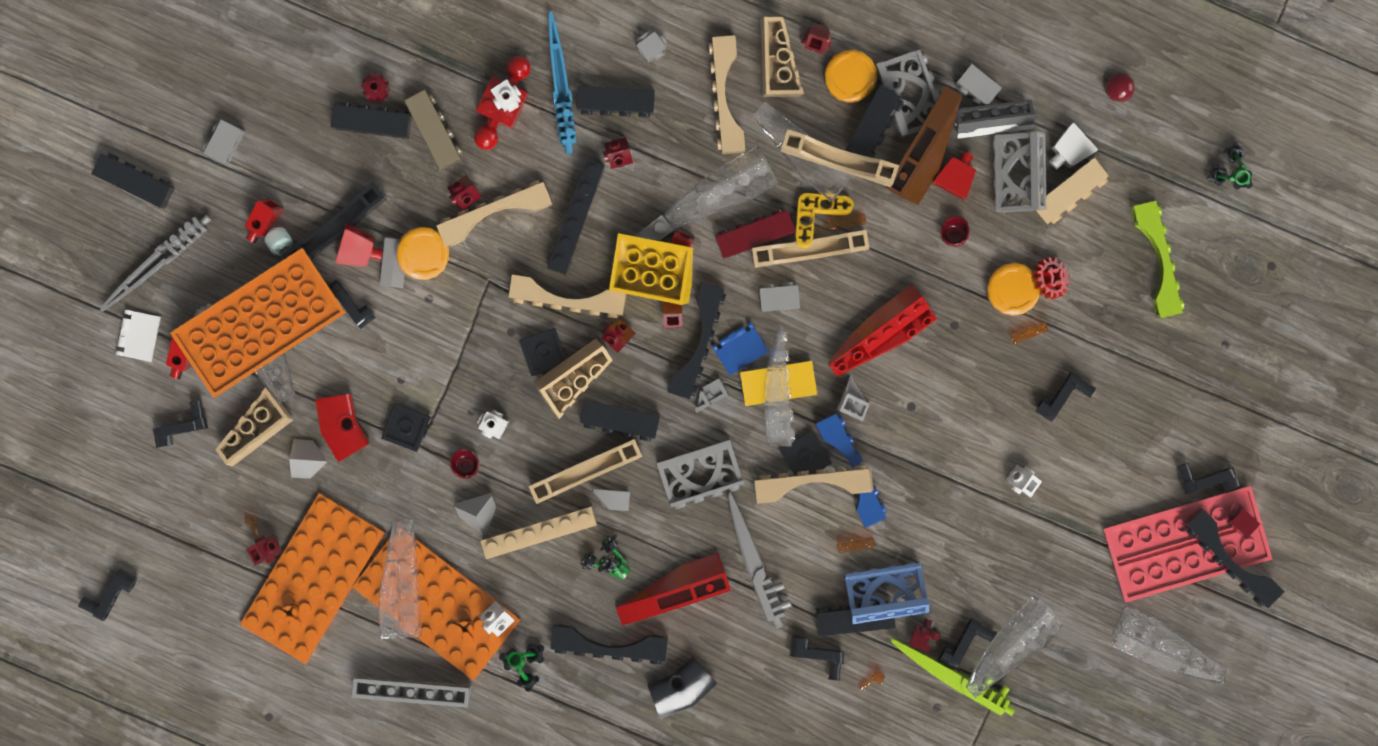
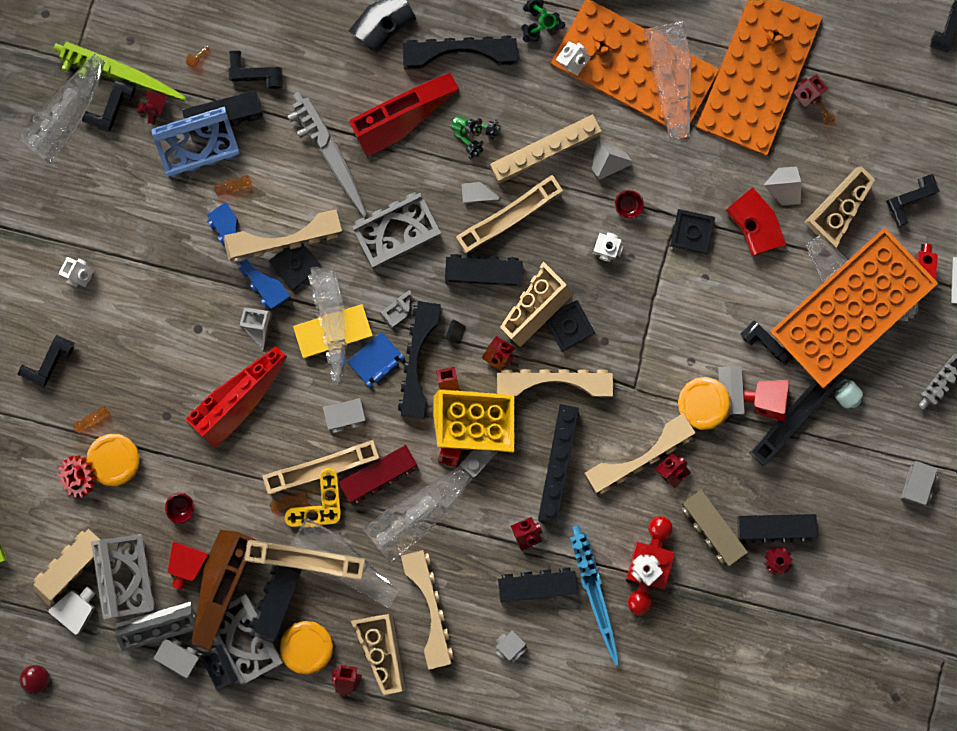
camera: 165 degrees right, 5 degrees down
(264, 213) = (867, 413): red torso -> none
(657, 363) = (455, 331): none -> black slope
(938, 68) = (219, 667): none -> black plate

